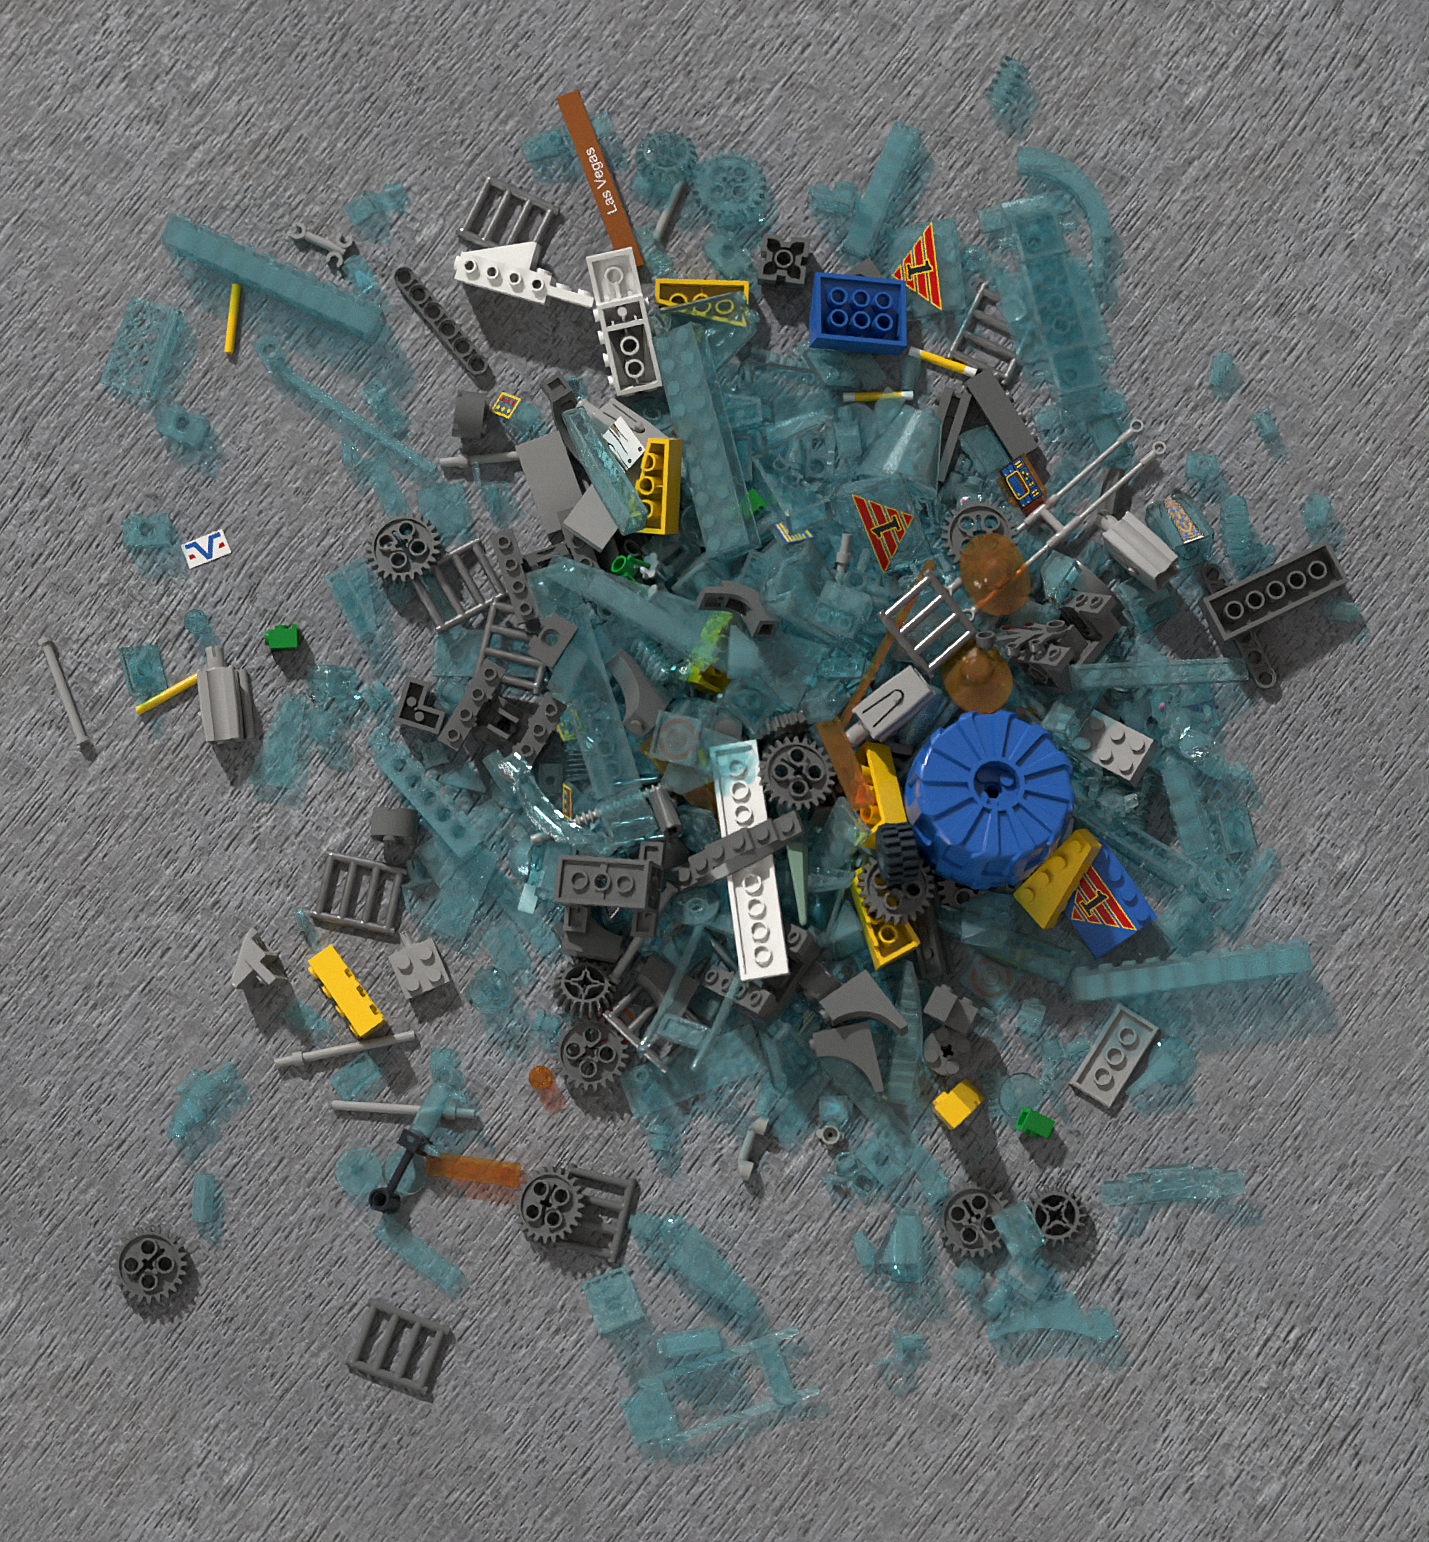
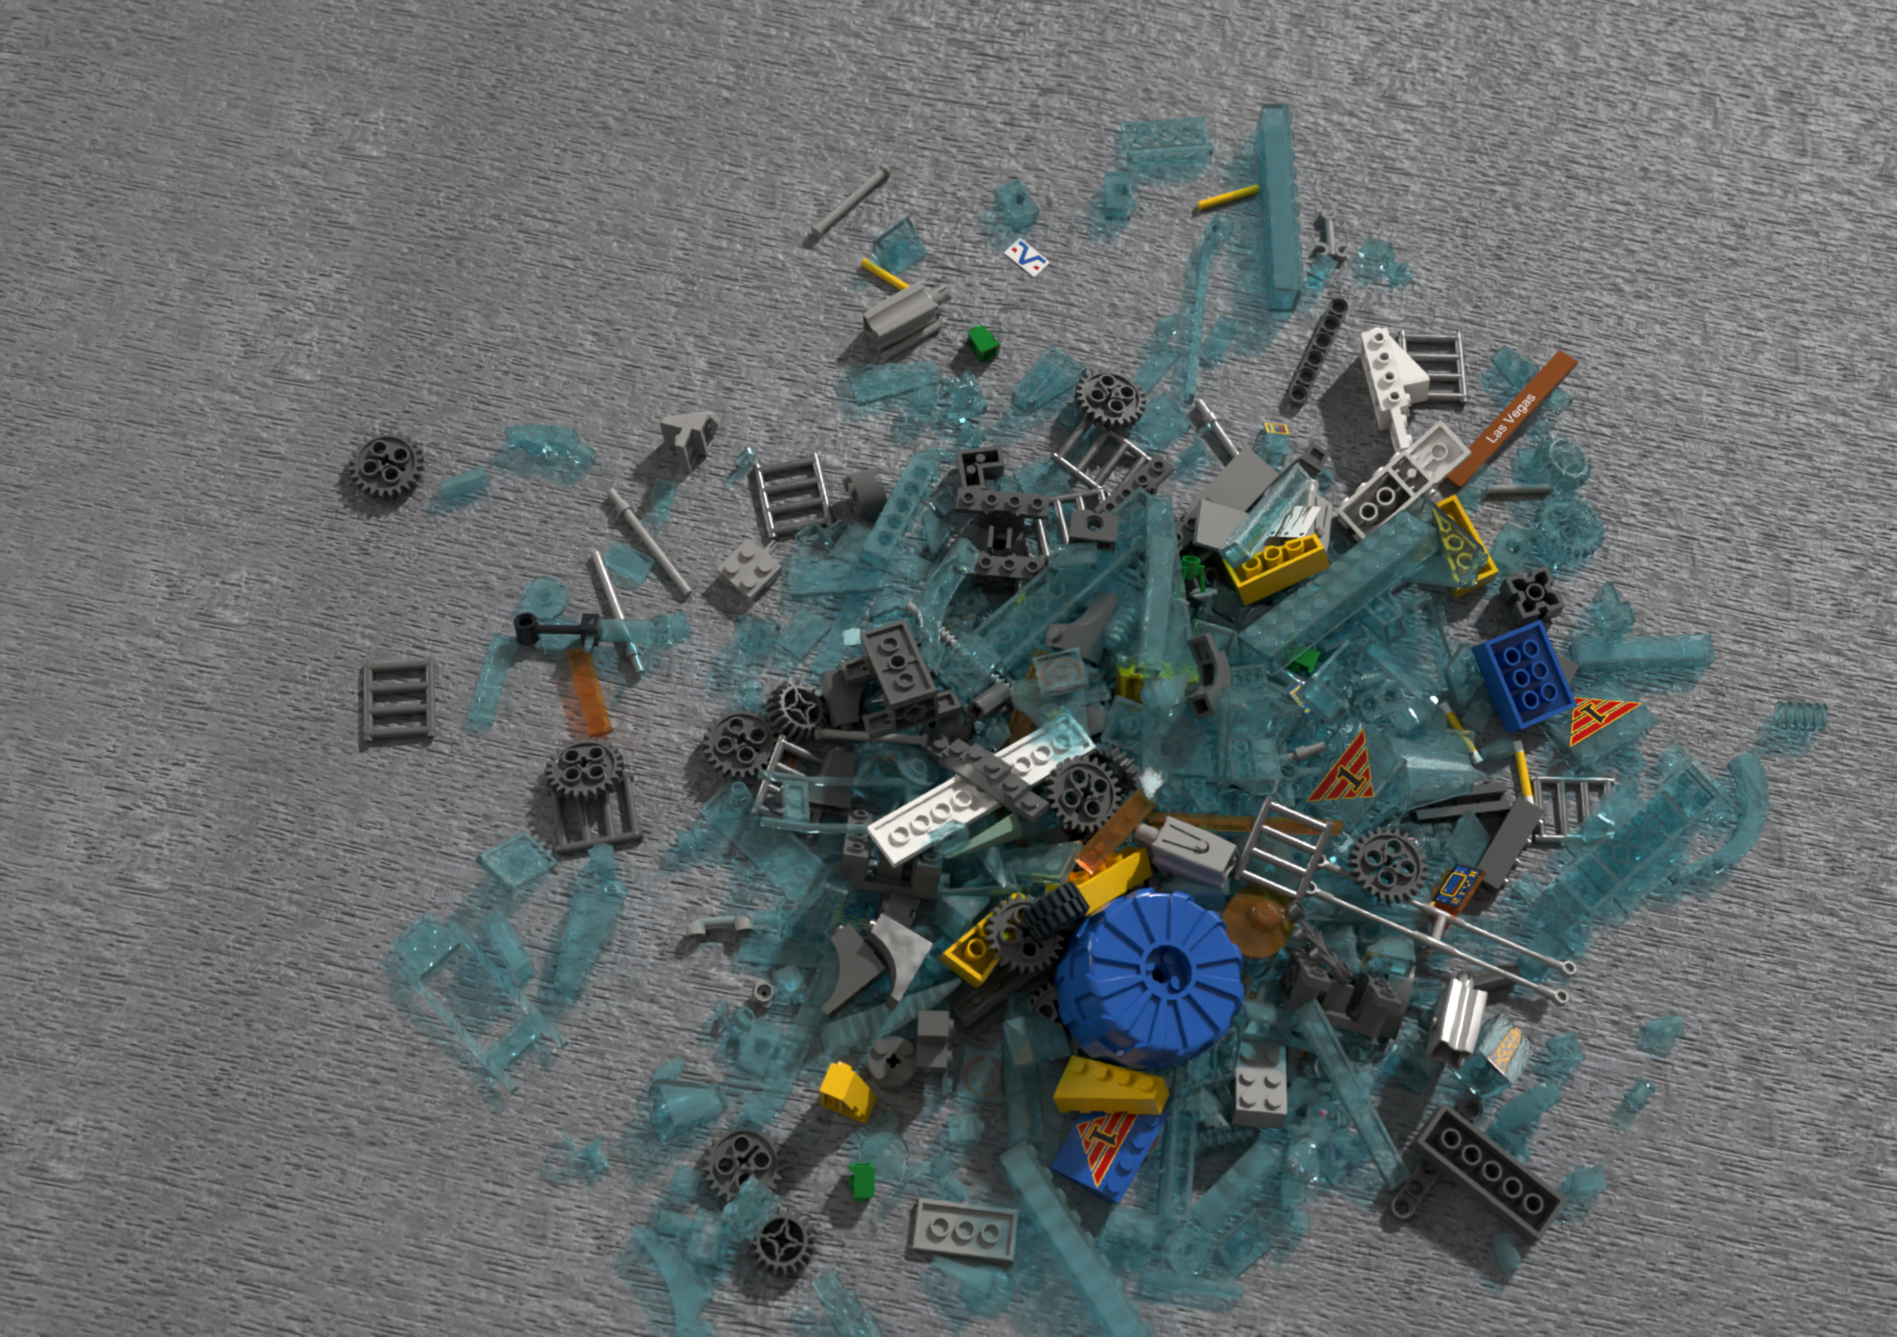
camera: 55 degrees right, 15 degrees down
(195, 618) = (961, 272): clear light blue wheel -> none
(347, 991) = (699, 520): yellow wedge -> none
(469, 414) = (1252, 402): dark grey brick -> none
(540, 1077) = (696, 709): clear orange wheel -> none
(788, 913) = (958, 842): none -> clear light blue window
(994, 574) = (1361, 893): clear orange hat -> none

